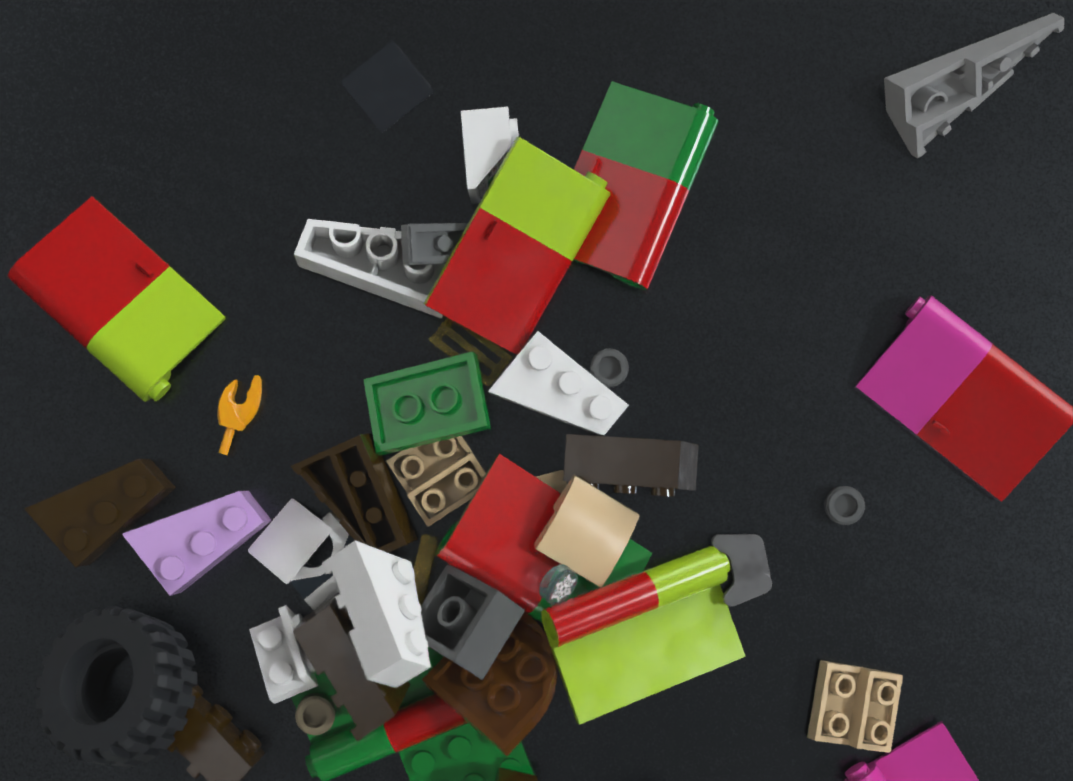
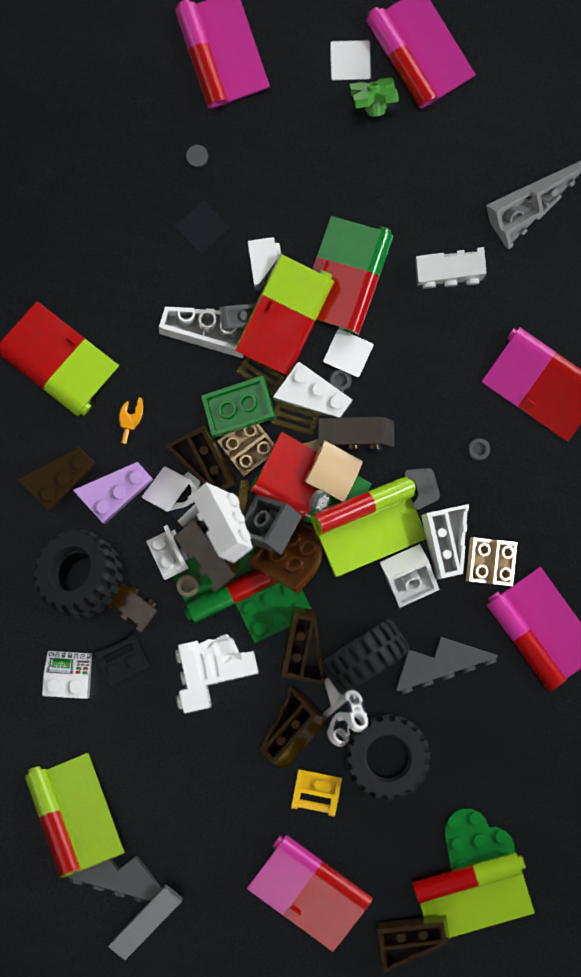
camera: 10 degrees left, 0 degrees up
(496, 418) = (291, 426): none -> clear yellow tile
(626, 321) = (348, 352): none -> white sticker
(709, 722) = (409, 575): none -> white slope
(778, 666) = (446, 540): none -> white wedge
(817, 184) = (450, 268): none -> white wedge

